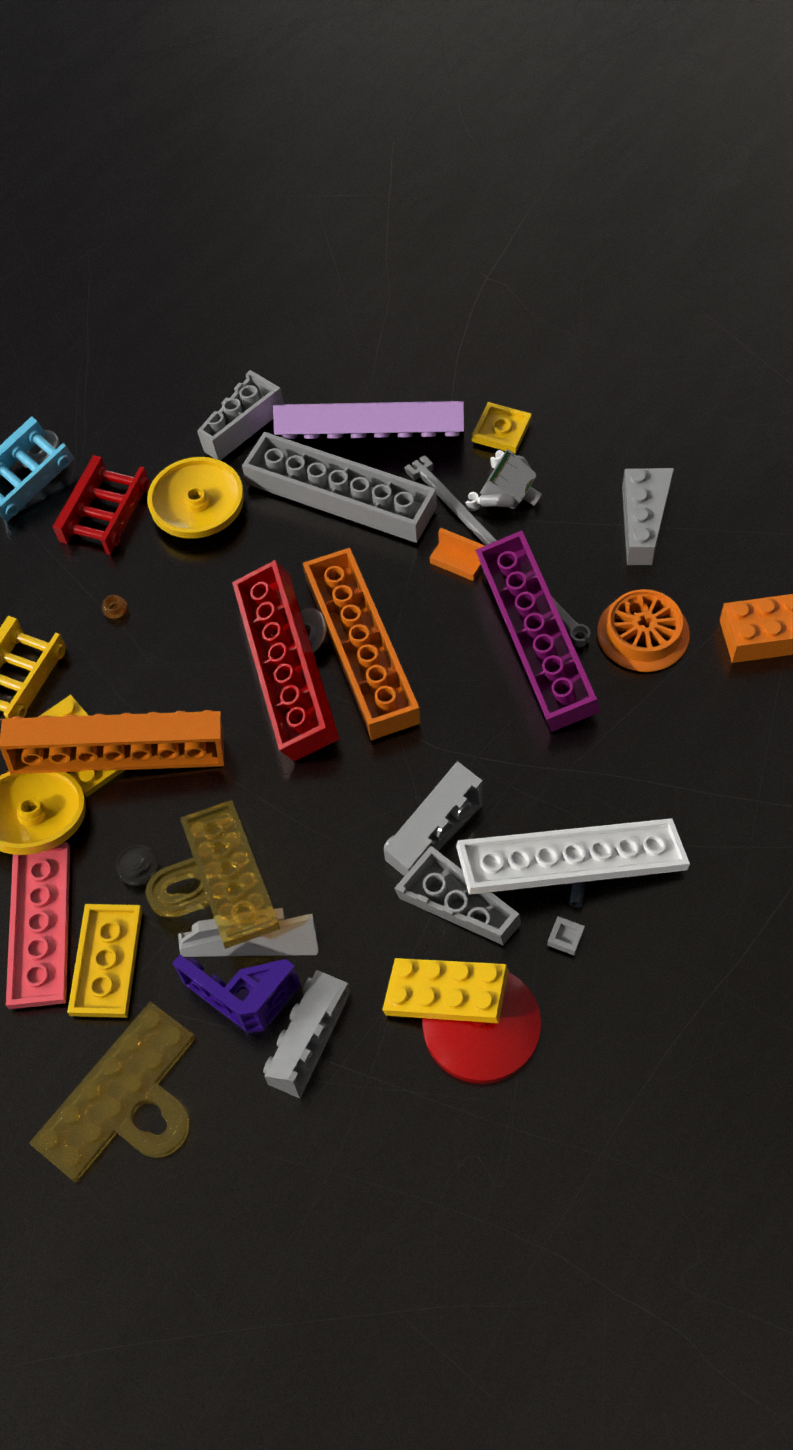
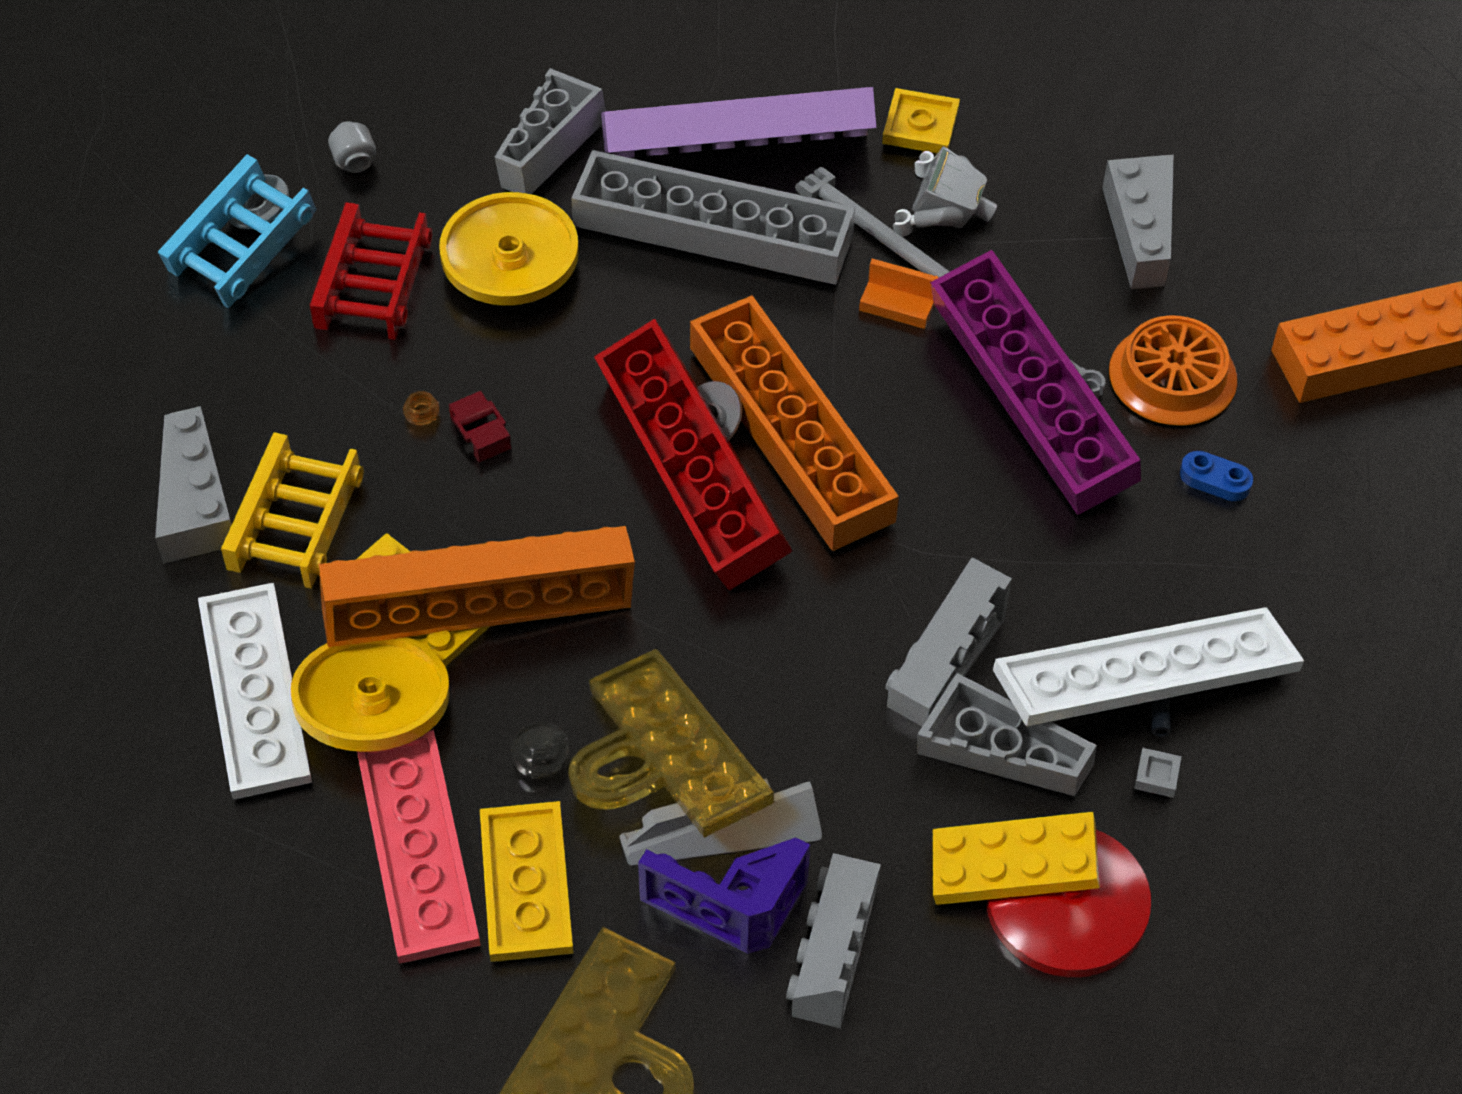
camera: 15 degrees left, 5 degrees down
(109, 415) = (352, 146): none -> light grey head
(155, 632) = (488, 438): none -> dark red piece
(657, 711) = (1216, 475): none -> blue plate

